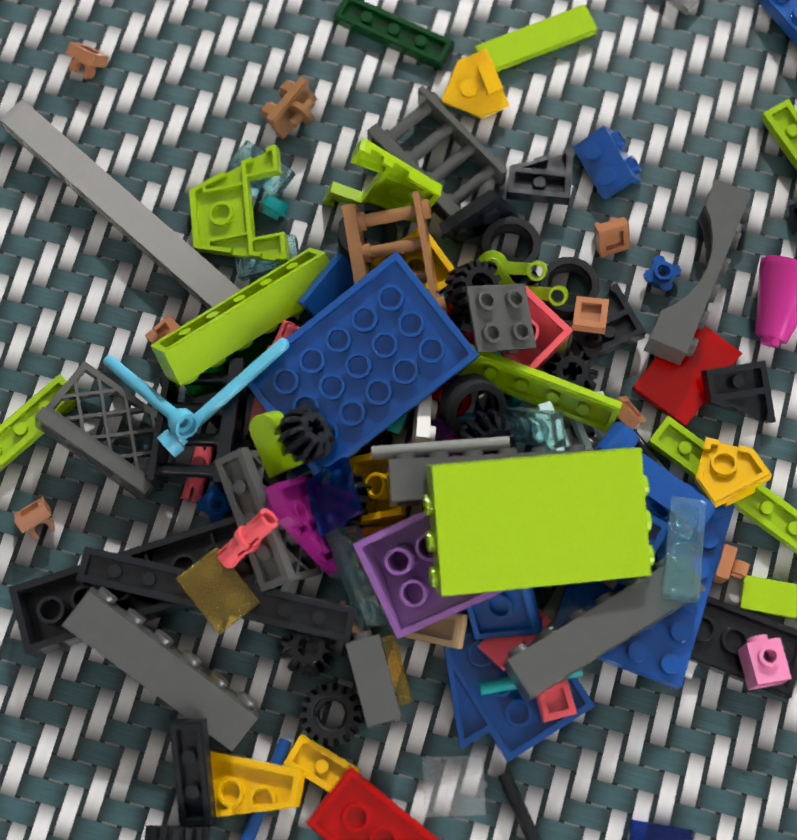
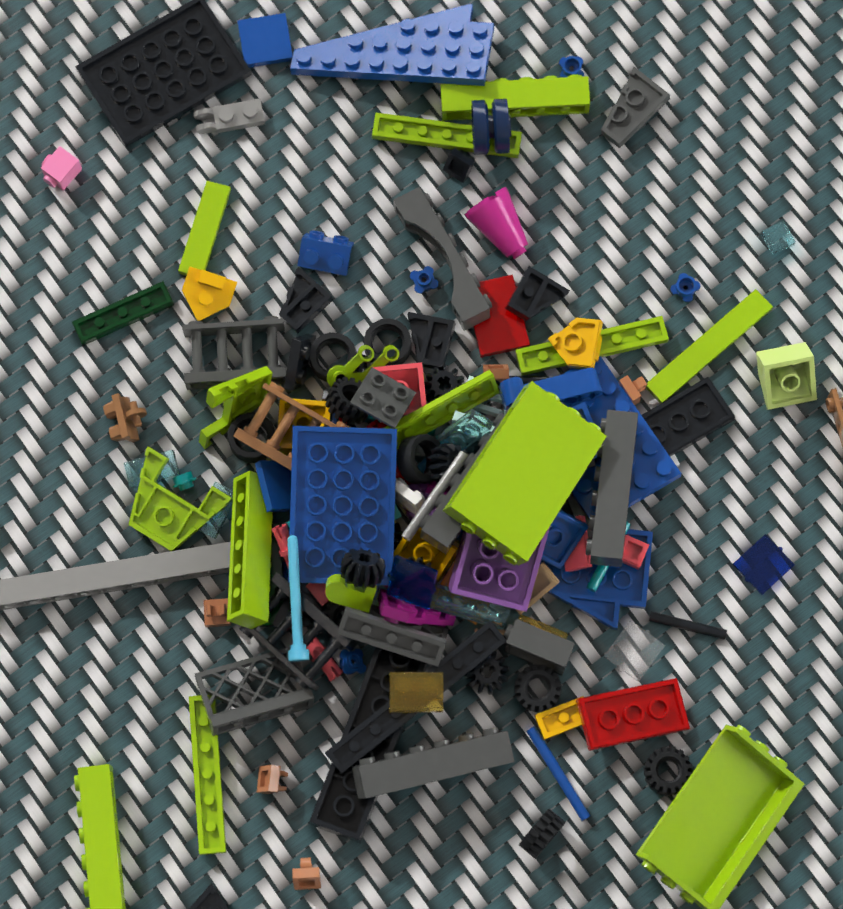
camera: 50 degrees left, 0 degrees up
(180, 420) = (293, 637): medium azure piece -> none
(193, 772) = (509, 792): black tile -> none
(247, 538) = (402, 648): coral pin -> none
(253, 785) = (540, 770): yellow wing -> none
(590, 315) = (419, 344): nougat tile -> none
(612, 236) = (376, 290): nougat tile -> none
(684, 549) = (606, 405): clear light blue plate -> none
(763, 662) = (704, 415): bright pink brick -> none

